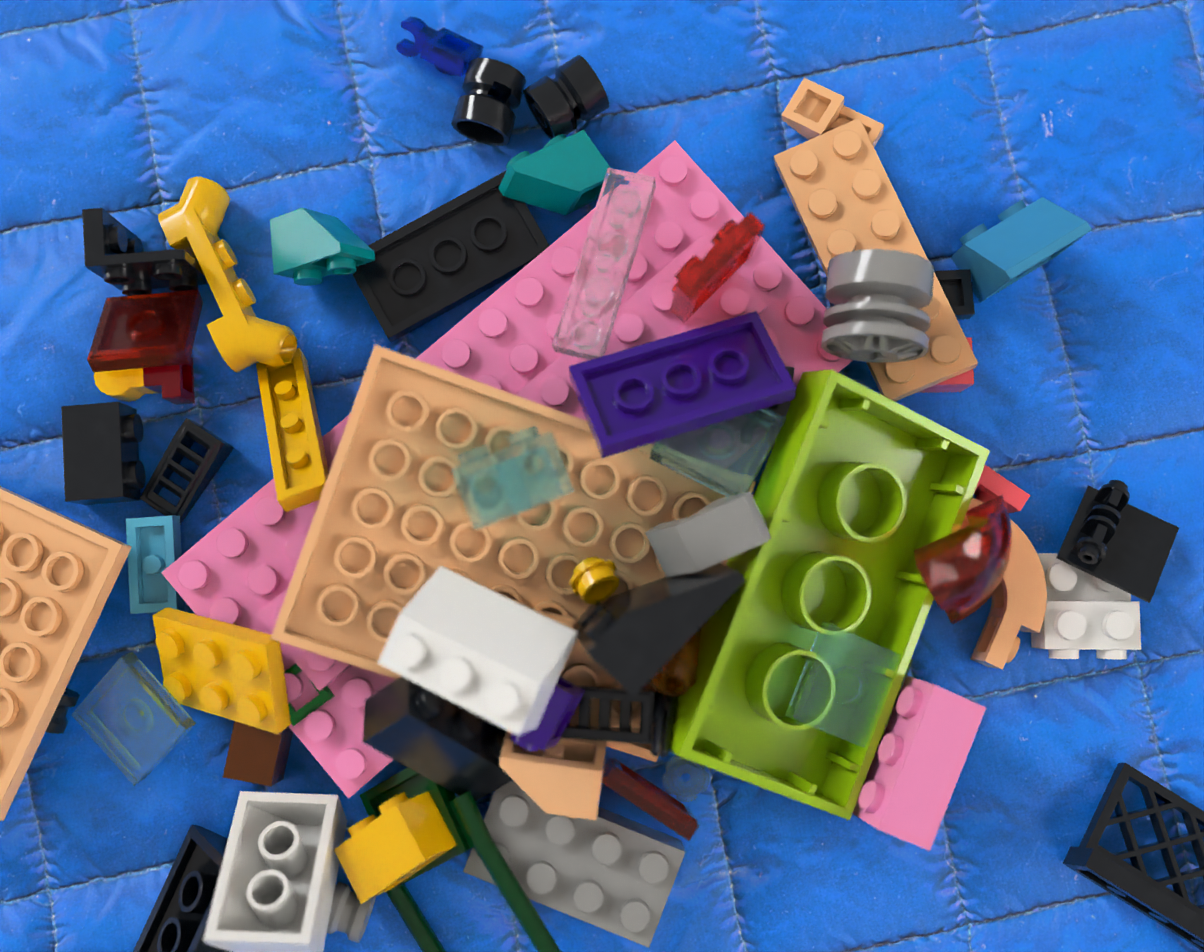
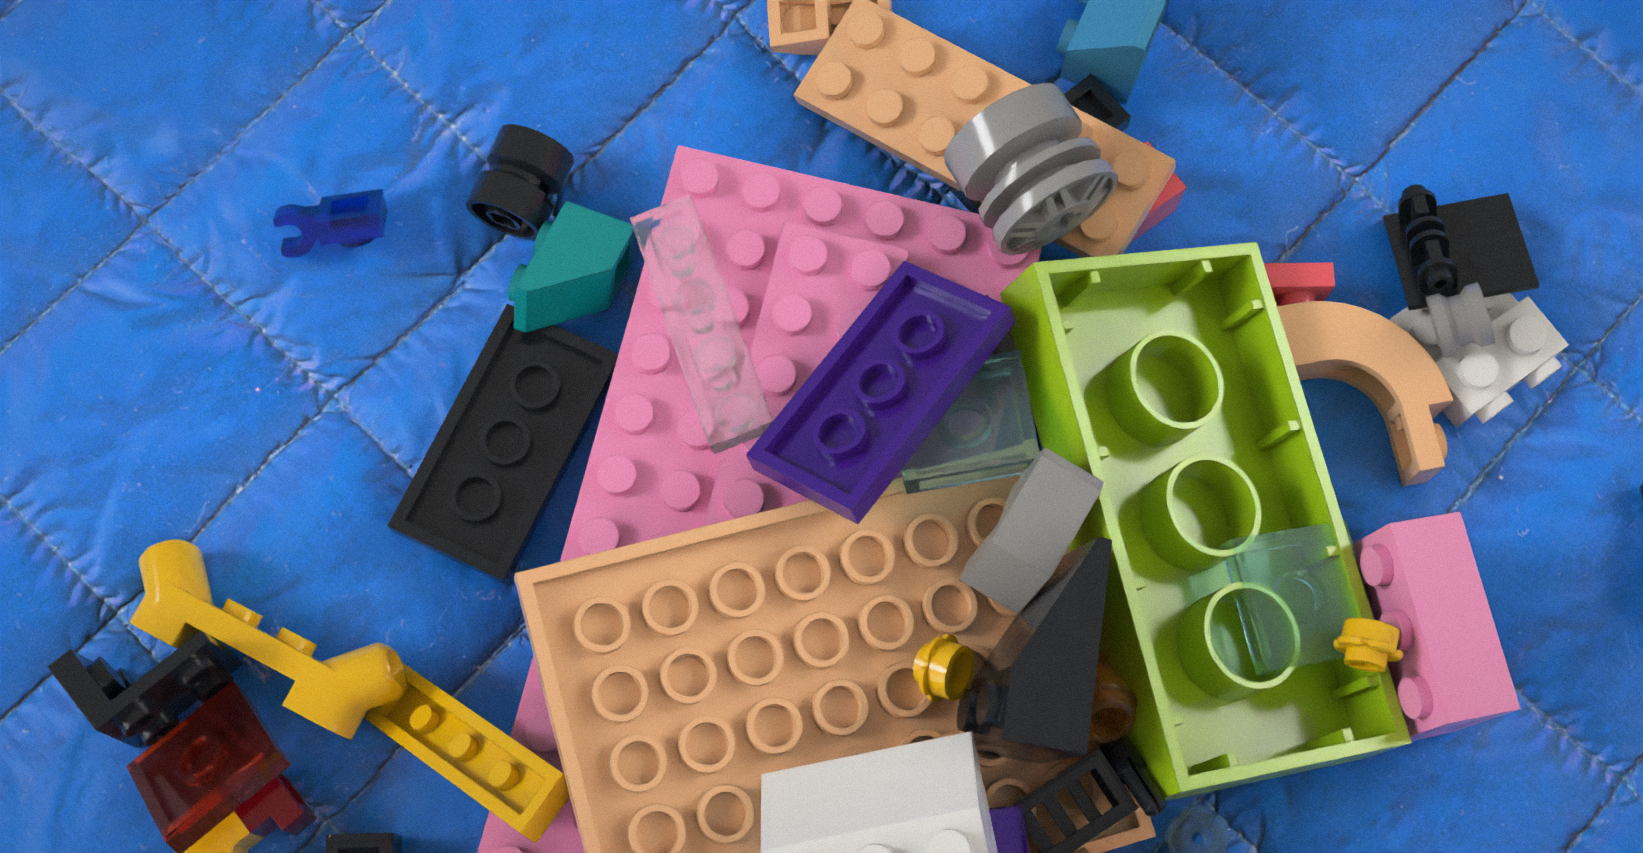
camera: 35 degrees left, 10 degrees down
(315, 246) = (344, 531): teal slope -> none
(490, 97) = (433, 236): black wheel -> none
(512, 477) = (775, 613): clear light blue brick -> none
(702, 278) = (826, 248): clear red plate -> none
(865, 747) = (1368, 644): none -> yellow plate
(969, 563) = (1324, 371): clear red brick -> none
(1082, 588) = (1460, 319): none -> light grey wheel

